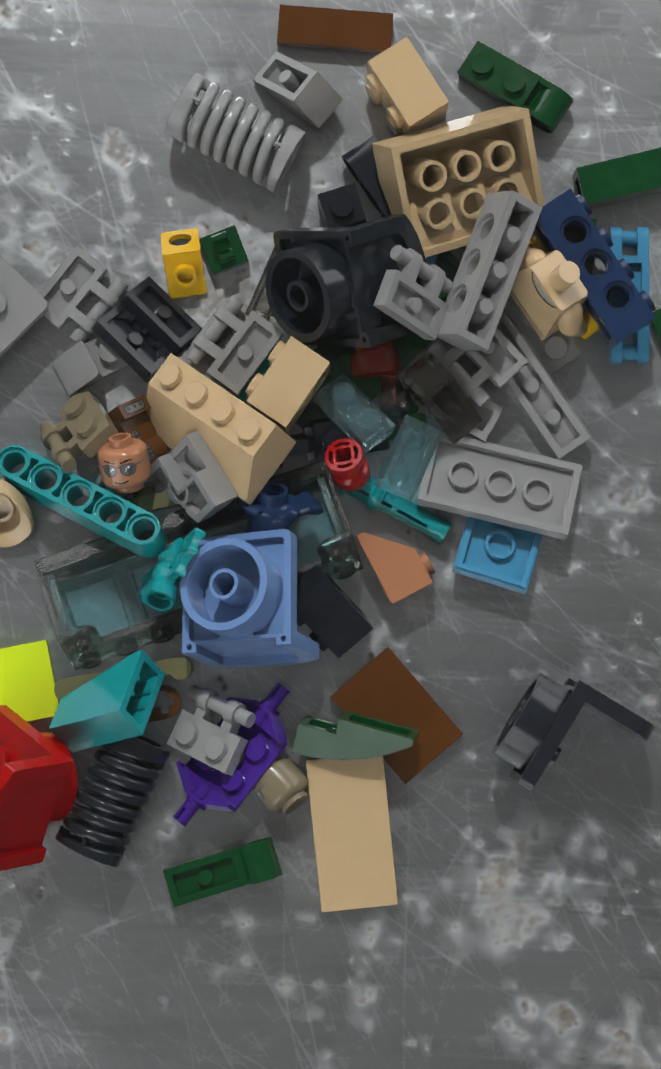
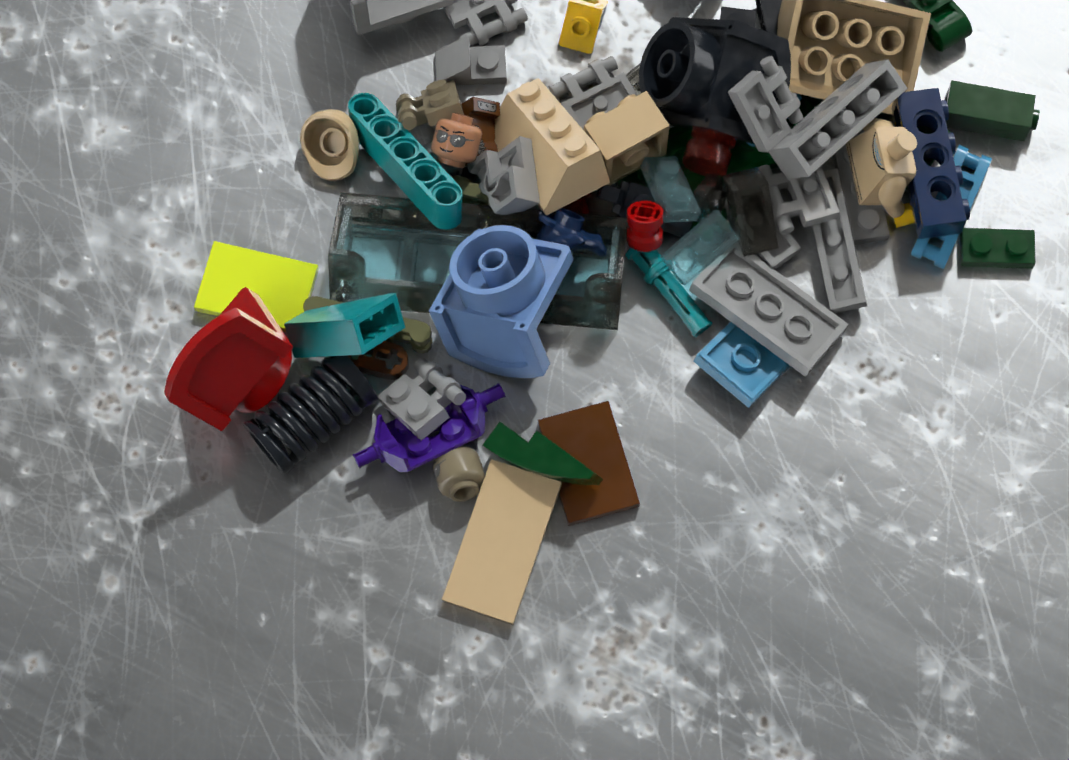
camera: 25 degrees right, 15 degrees down
(146, 328) = (526, 53): black slope -> none
(162, 581) = (440, 247): teal animal -> none
(223, 871) = (373, 524): dark green plate -> none
(224, 250) = (622, 26): dark green tile -> none
(329, 612) = (570, 342): black brick -> none
(396, 566) = (647, 336): nougat slope -> none
(543, 719) = (723, 506): black piece -> none

